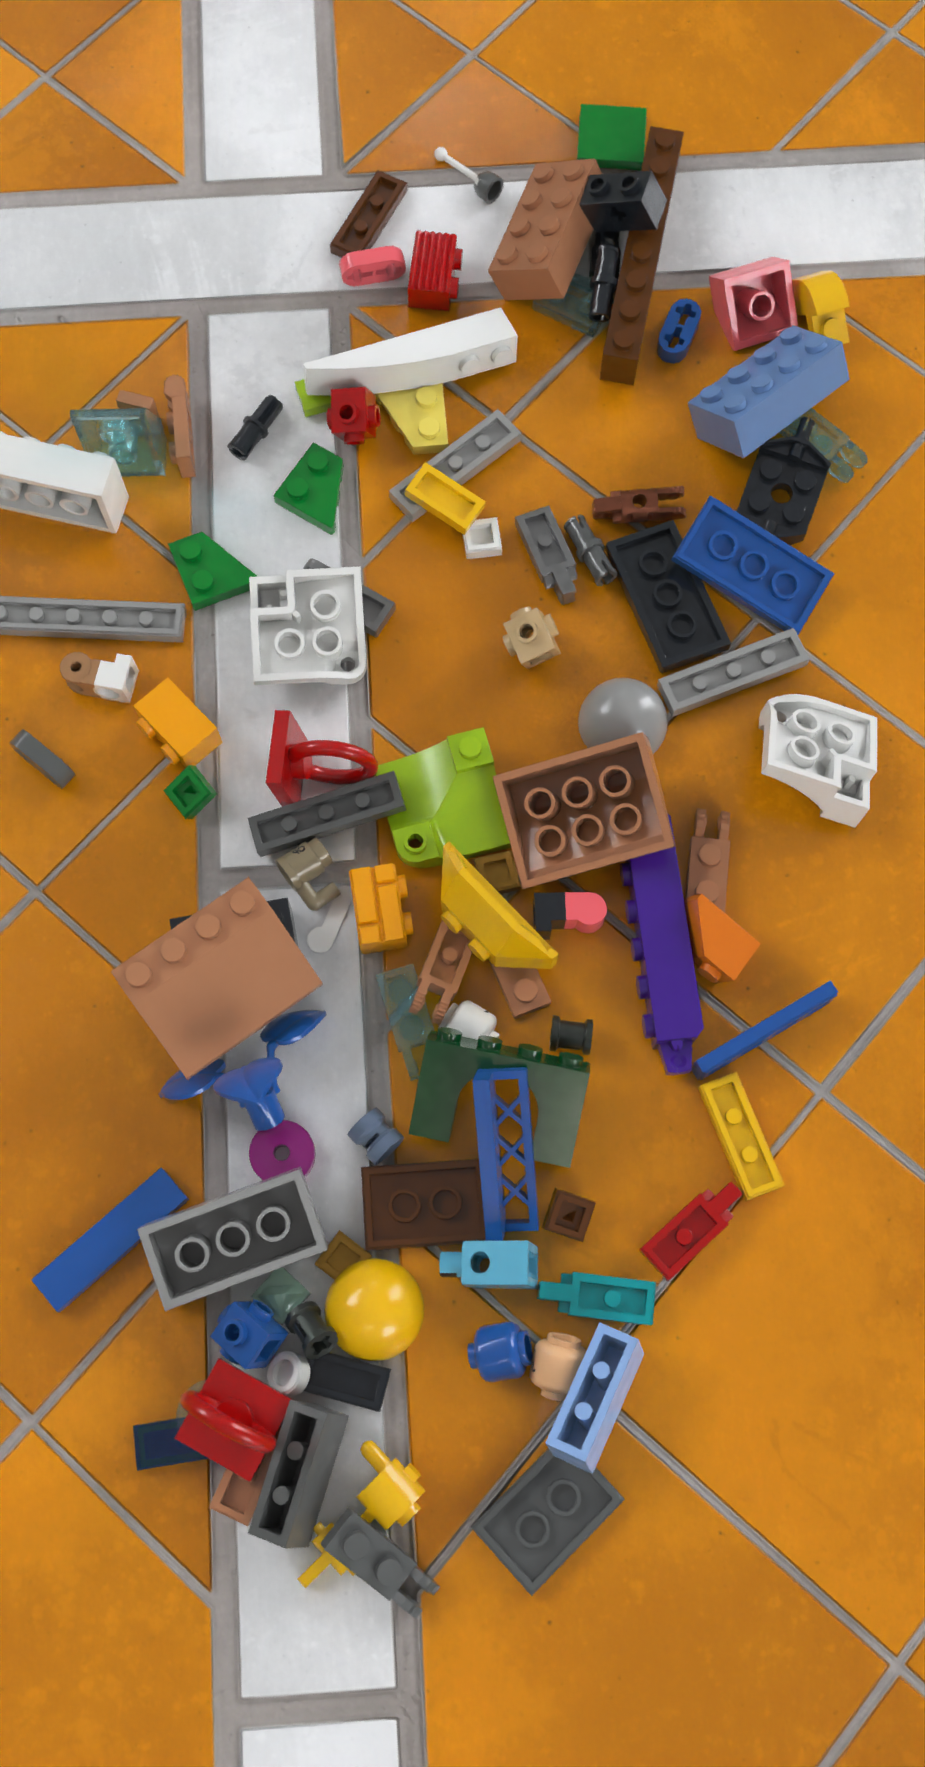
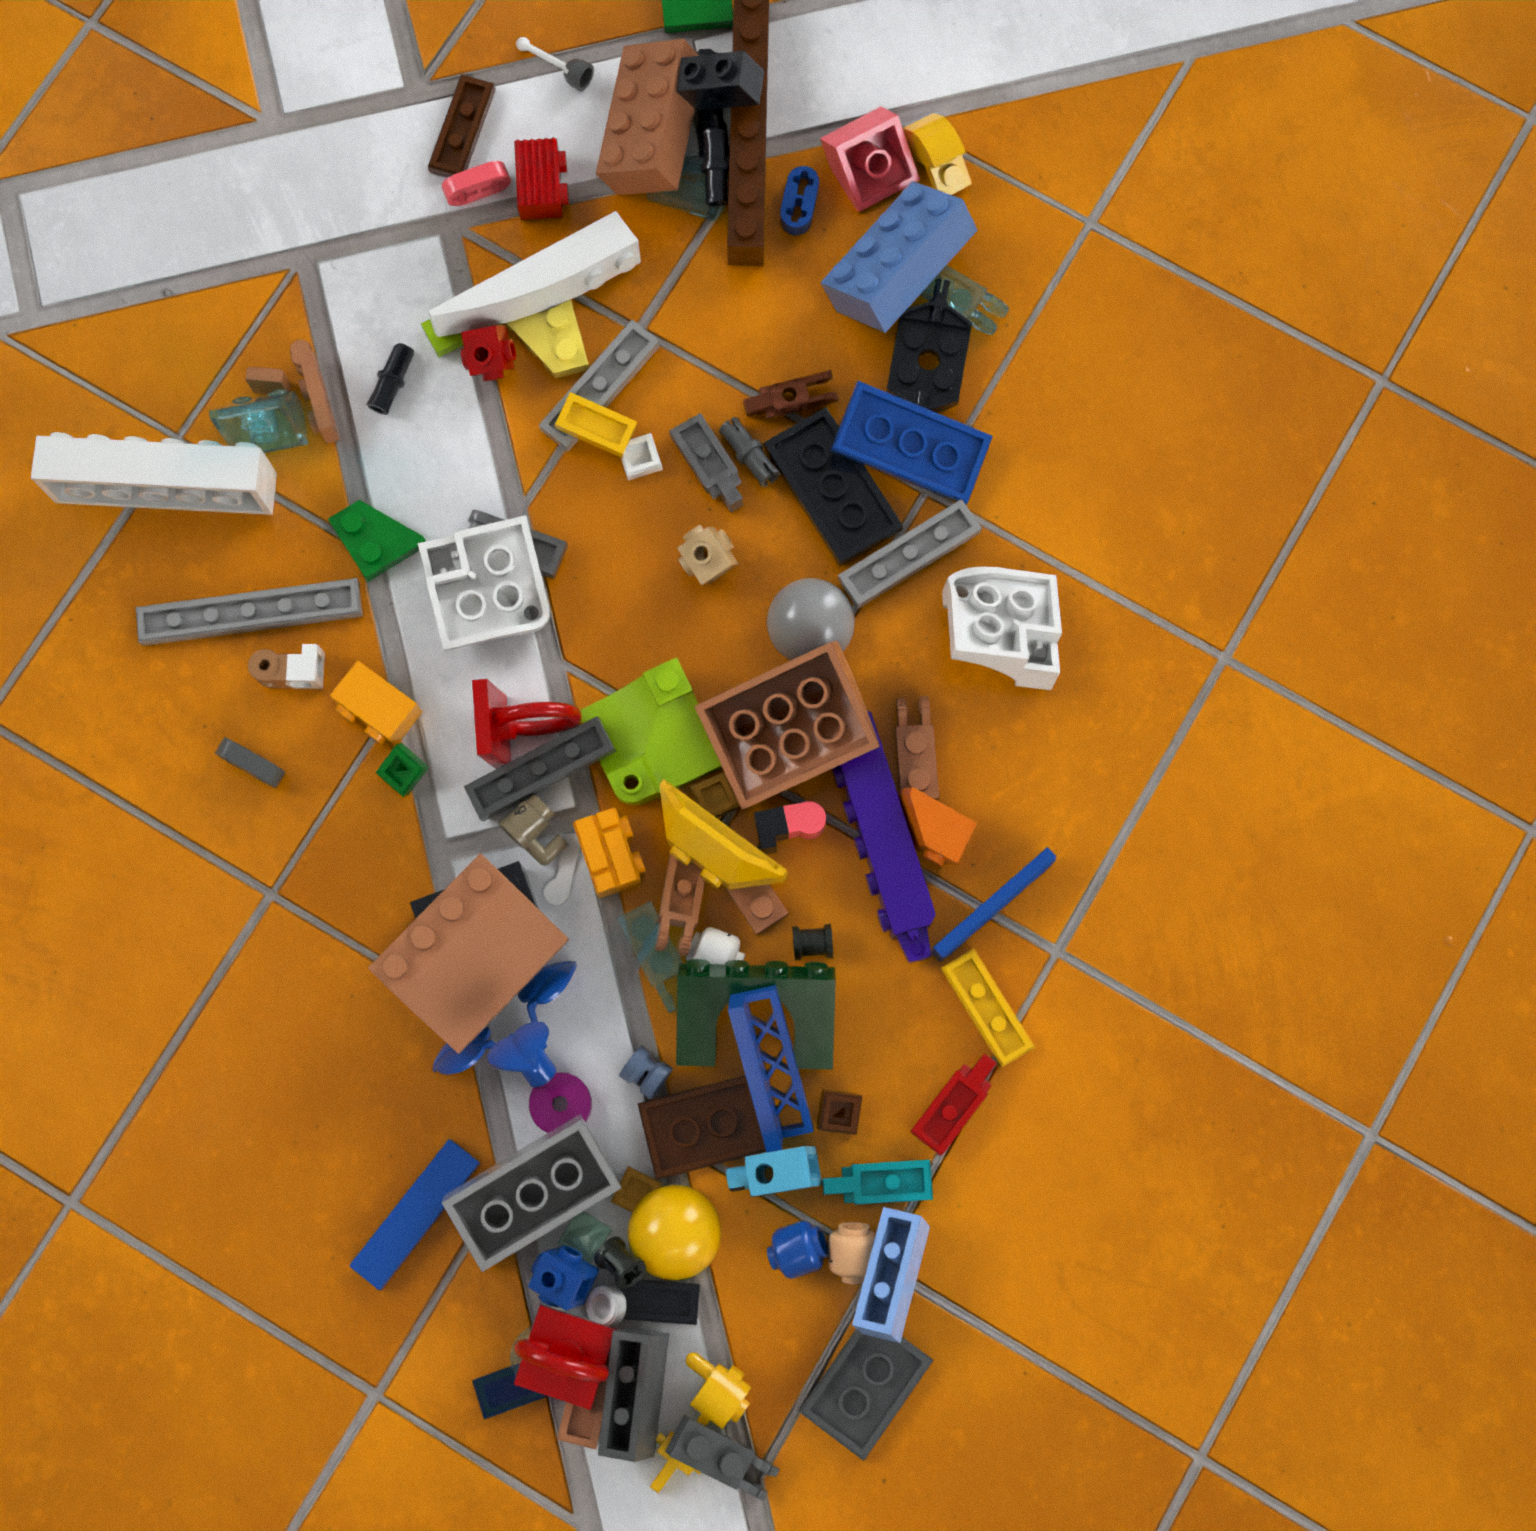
camera: 10 degrees left, 5 degrees up
(313, 488) = (462, 433): green wing -> none

